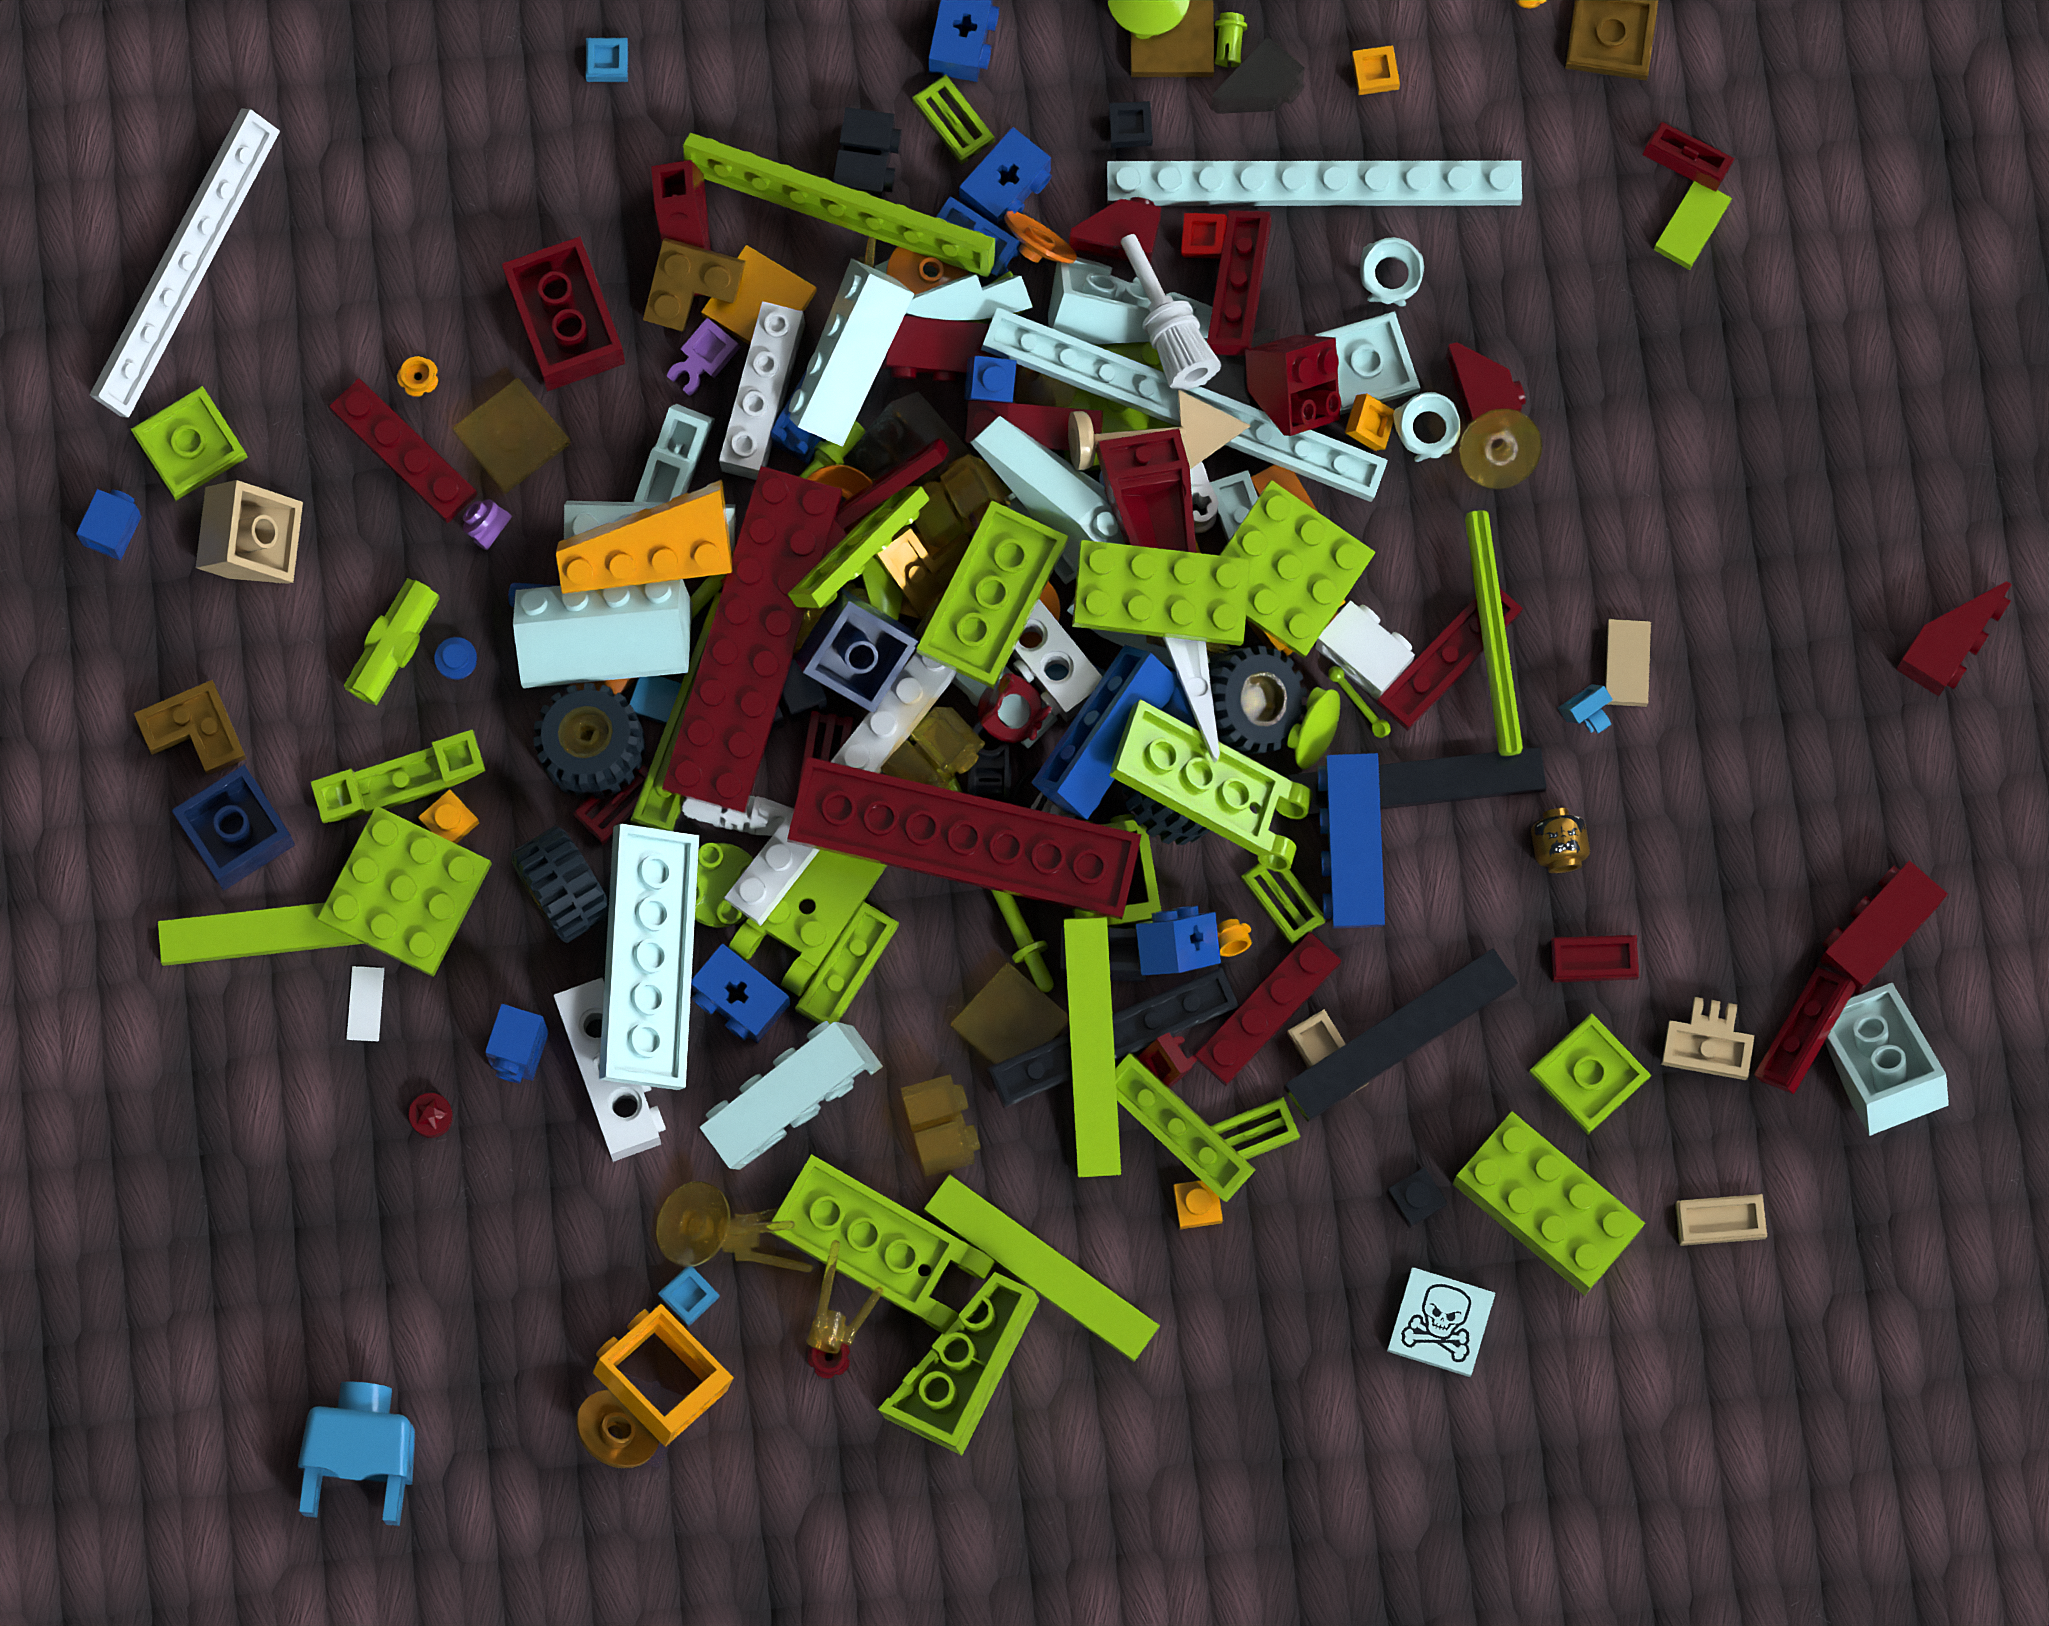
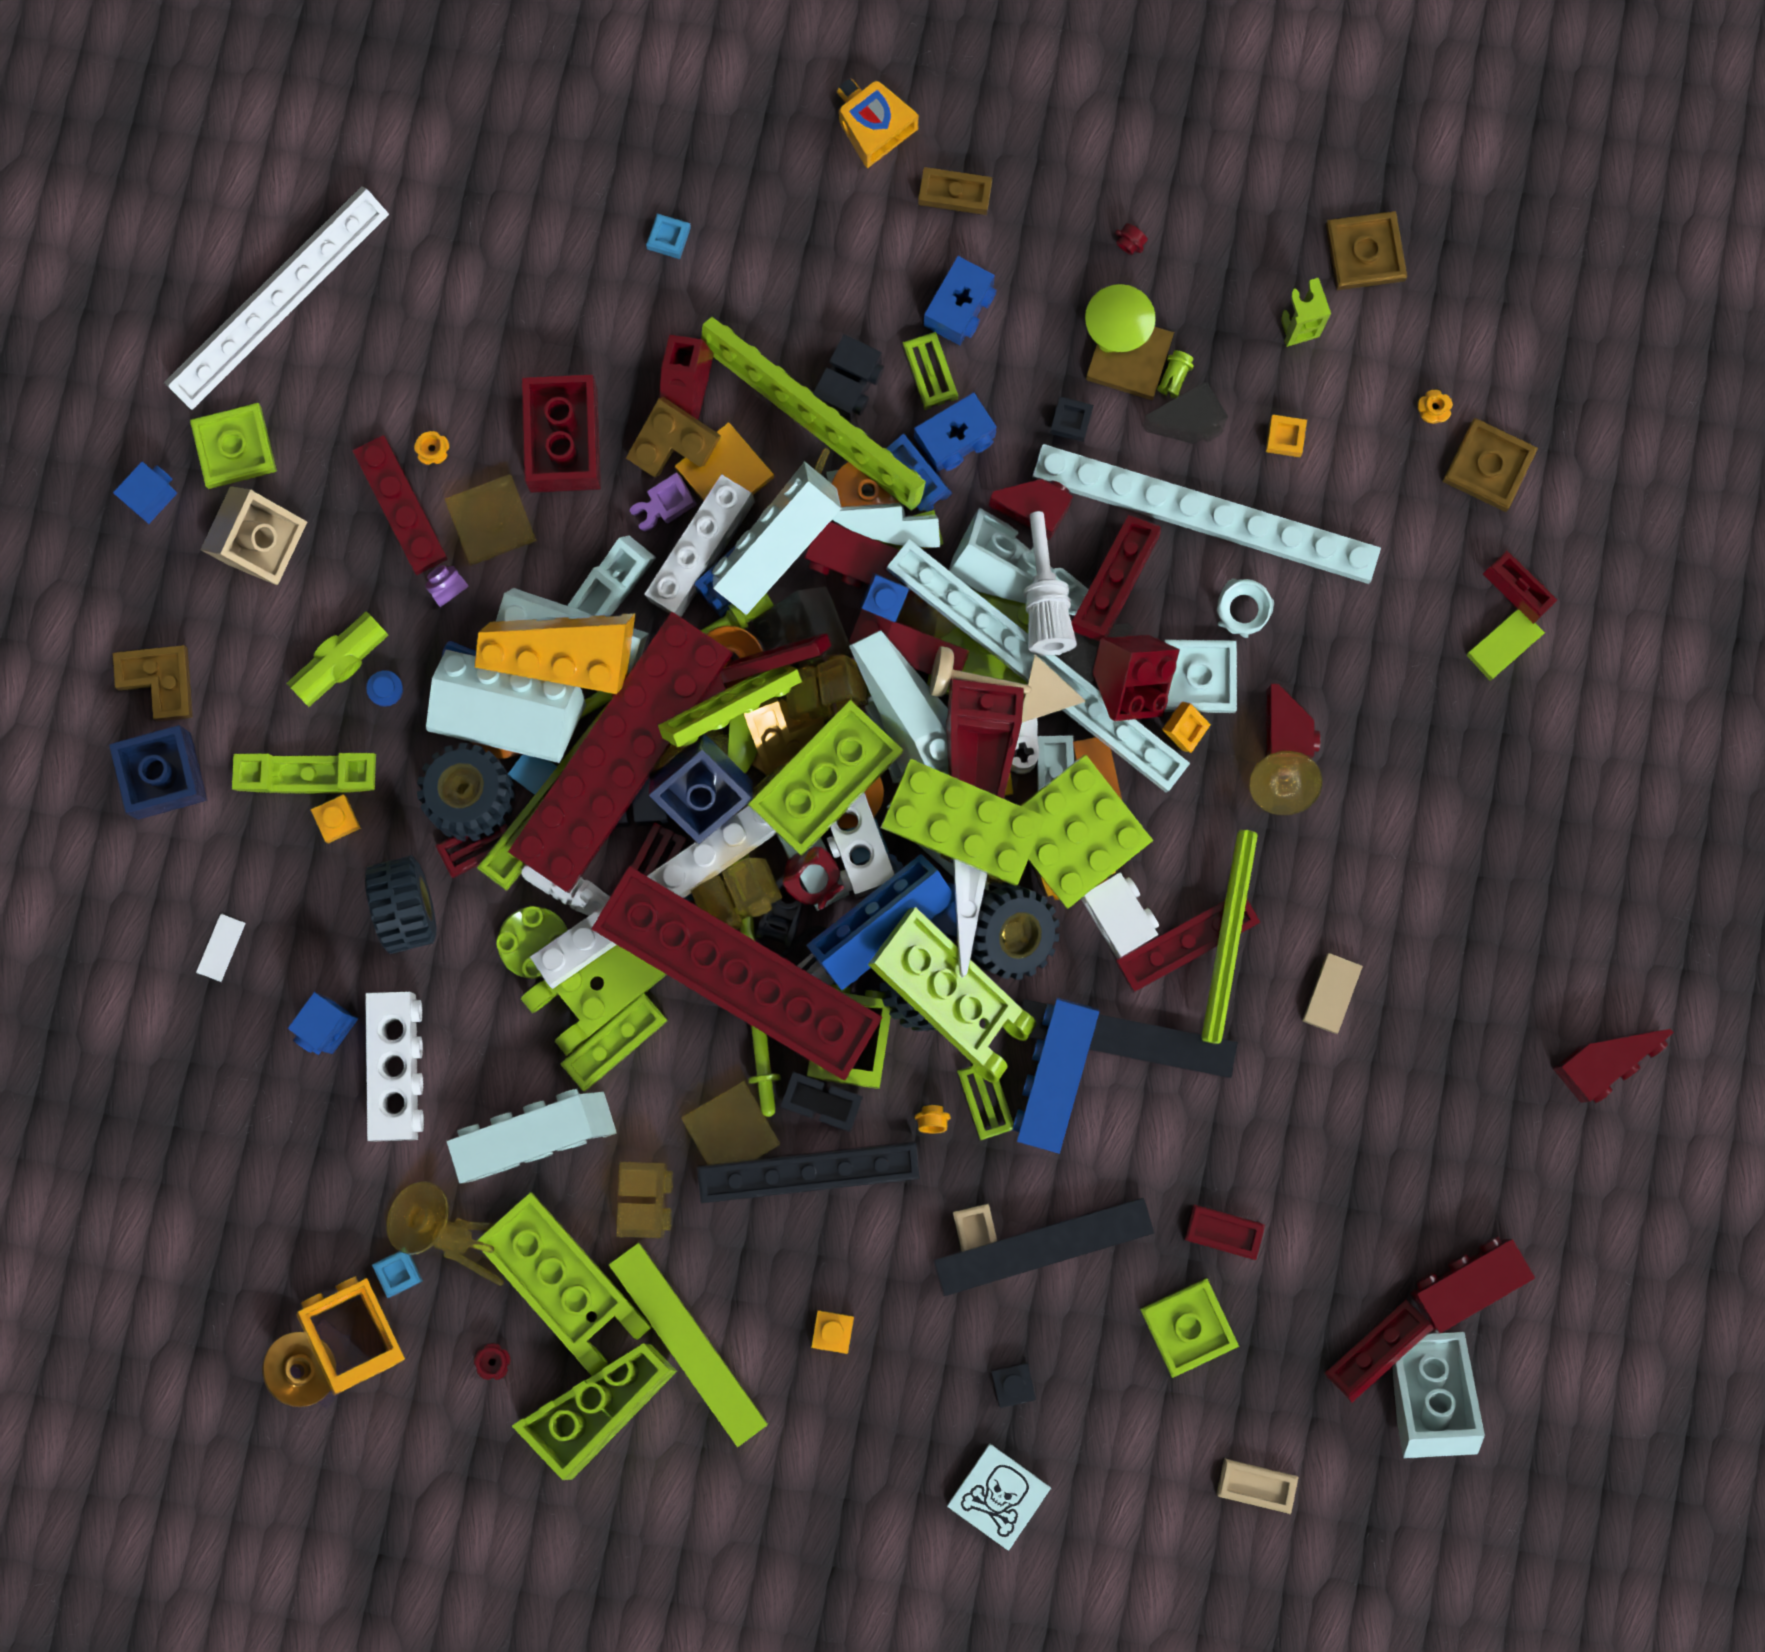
camera: 20 degrees right, 5 degrees up
(247, 934) = (178, 867): lime tile -> none
(359, 1444) = (84, 1316): dark azure piece -> none
(404, 891) = (278, 868): lime plate -> none
(430, 1115) = (240, 1057): dark red tile -> none
(649, 957) = (450, 989): light aqua plate -> none
(729, 972) = (516, 1018): blue brick -> none
(829, 1326) = (495, 1343): clear yellow plant -> none
(1038, 240) = (964, 491): orange dish -> none
(1092, 1046) = (786, 1177): lime tile -> none
(1167, 1059) = (844, 1206): dark red tile -> none
(1178, 941) = (884, 1114): blue brick -> none
(1180, 1128) = (836, 1266): lime plate -> none
(1203, 235) = (1100, 529): red plate -> none
(1267, 1145) = (863, 1289): lime tile -> none
(1268, 1009) = (943, 1188): dark red plate -> none
(1317, 729) = (1059, 970): lime dish -> none
(1379, 727) = (1111, 982): lime hinge -> none
(1425, 402) = (1217, 730): light aqua piece -> none
(1548, 1203) = (1119, 1429): lime brick -> none
(1560, 841) = (1228, 1126): pearl gold head -> none
(1587, 707) = (1286, 1021): dark azure tile -> none
(1709, 1043) = (1296, 1334): tan hinge -> none

